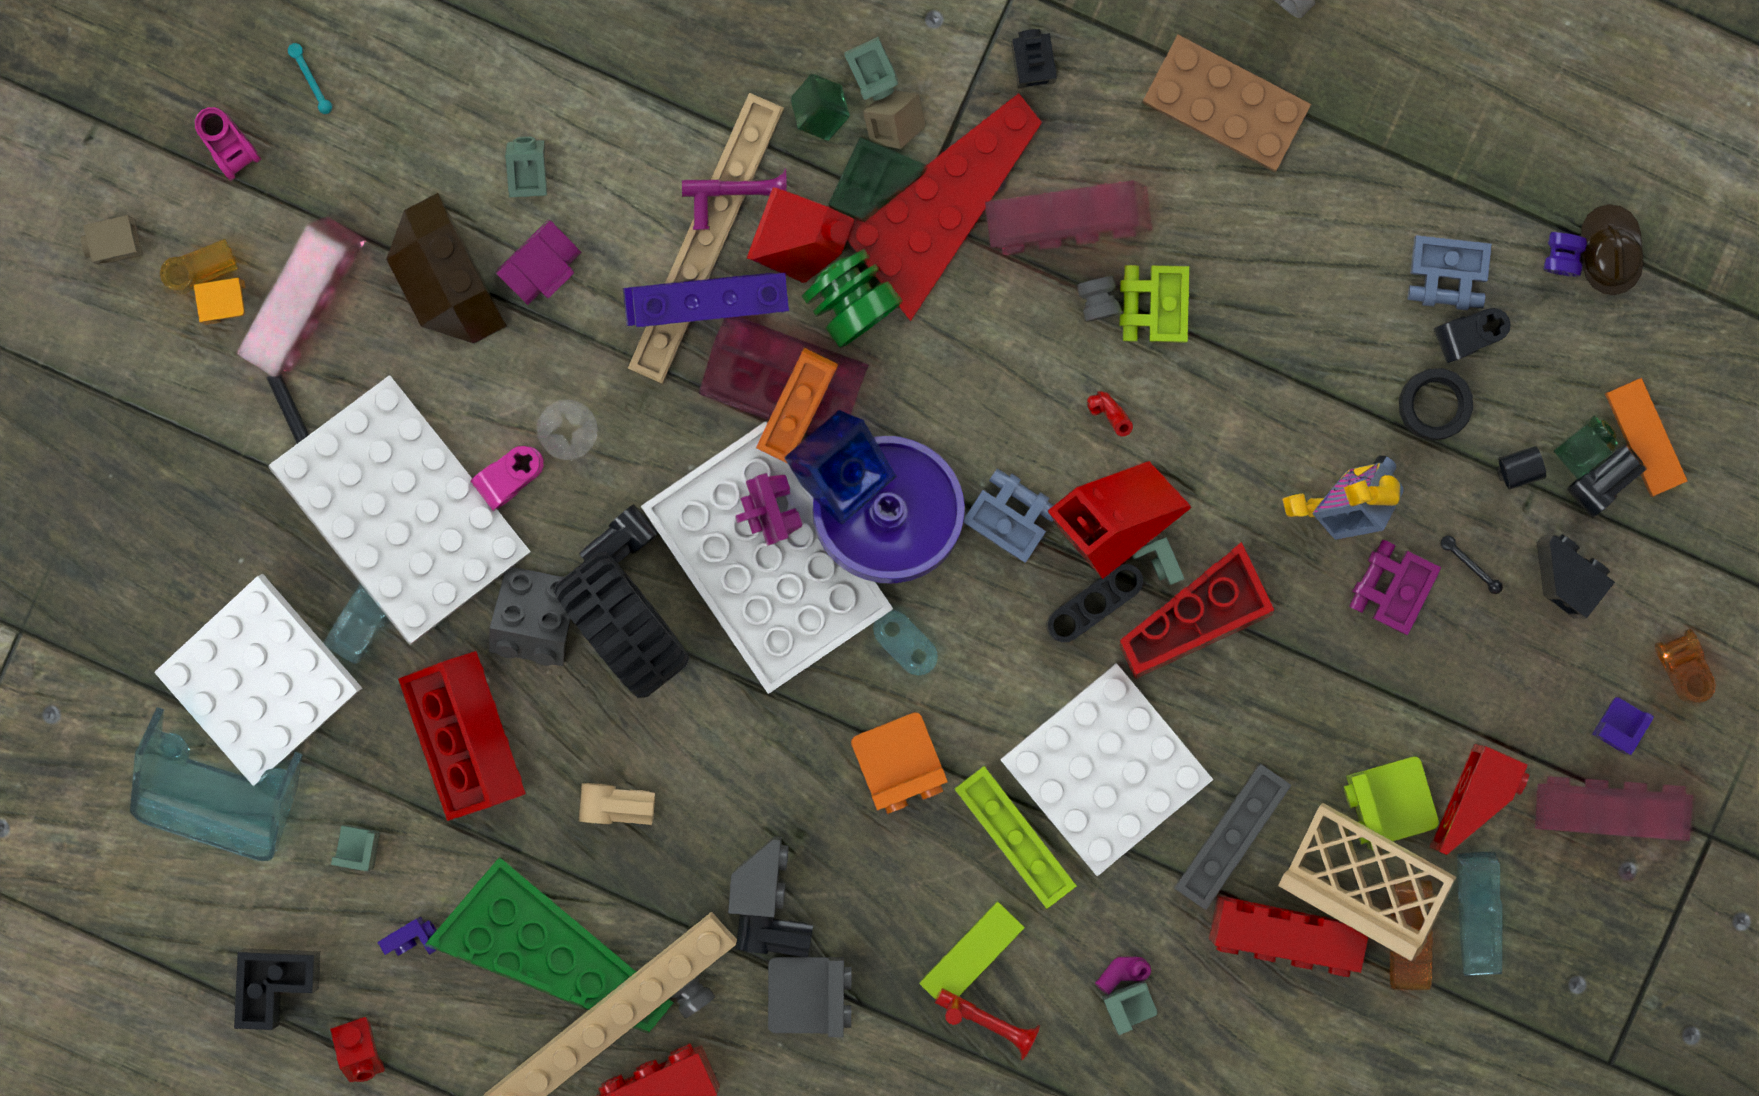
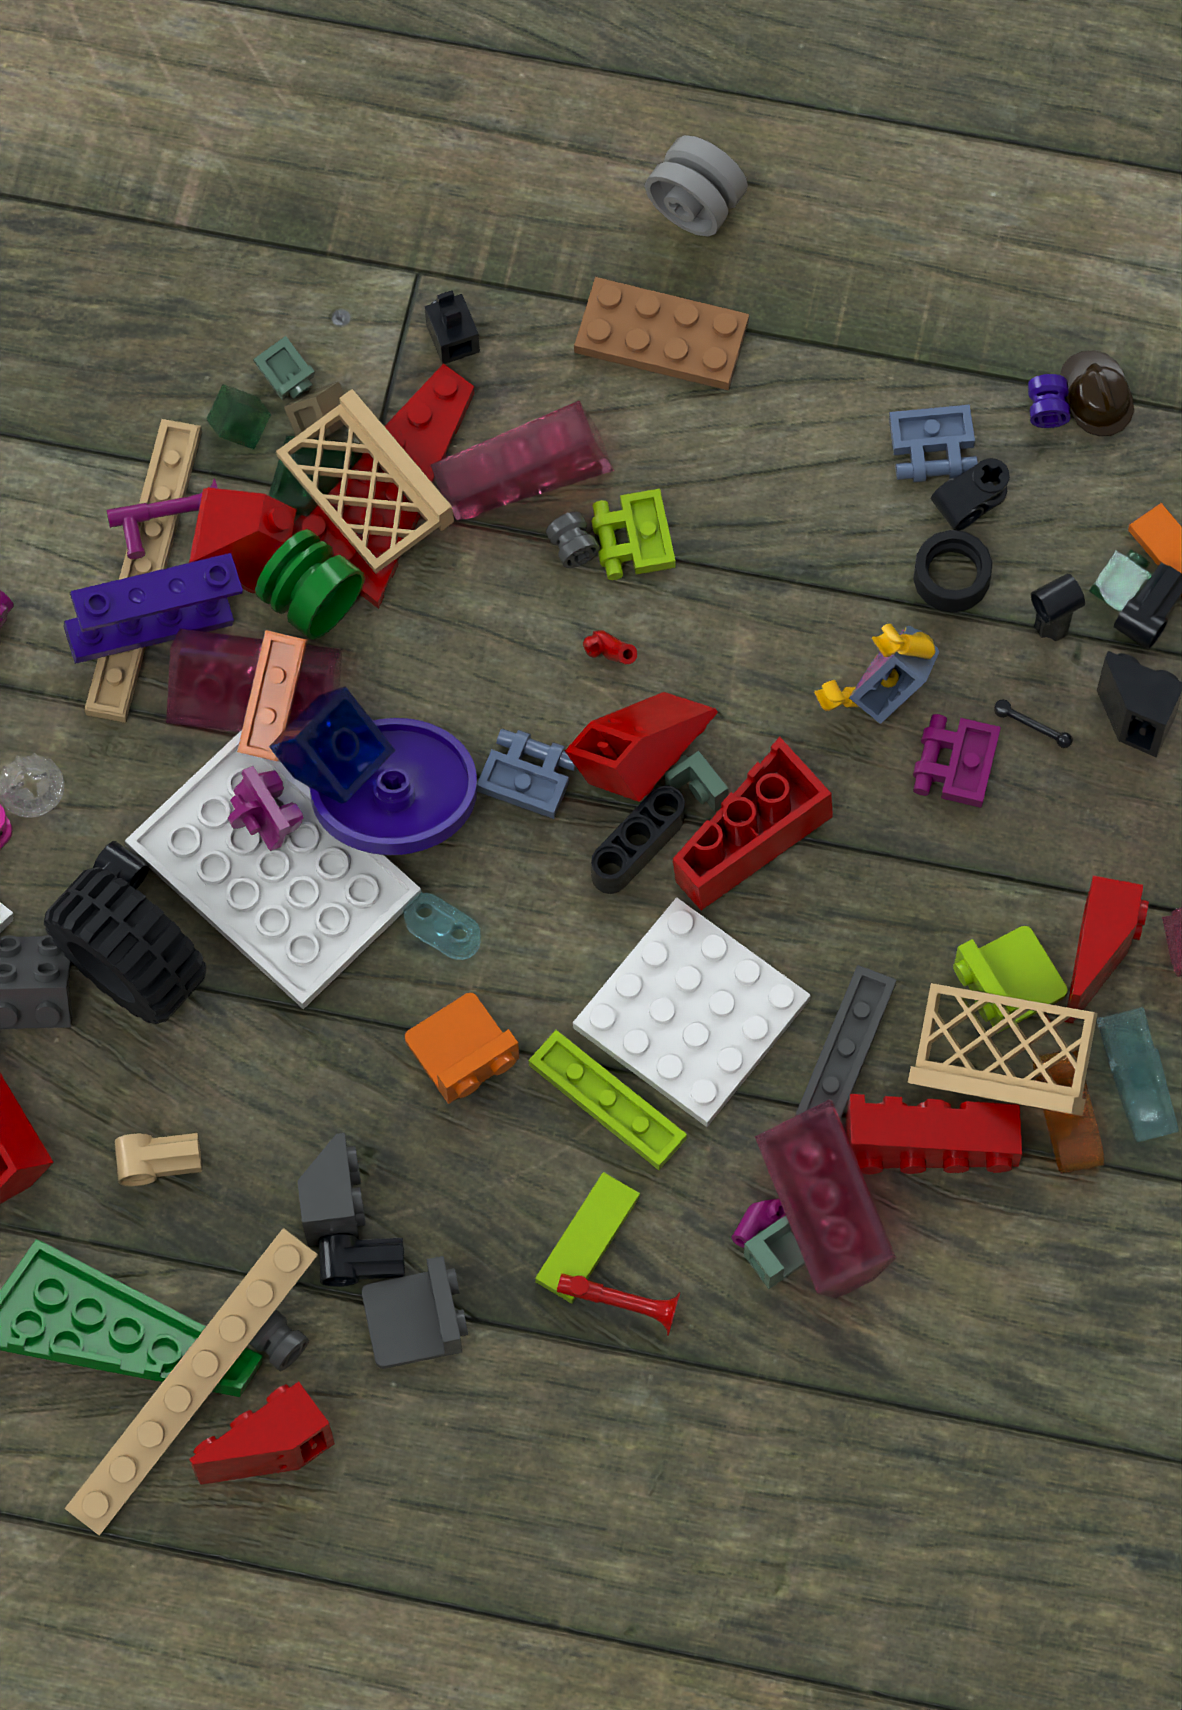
camera: 10 degrees left, 20 degrees down
(951, 194) = (395, 463): none -> tan fence
(1181, 980) = (826, 1200): none -> clear pink slope

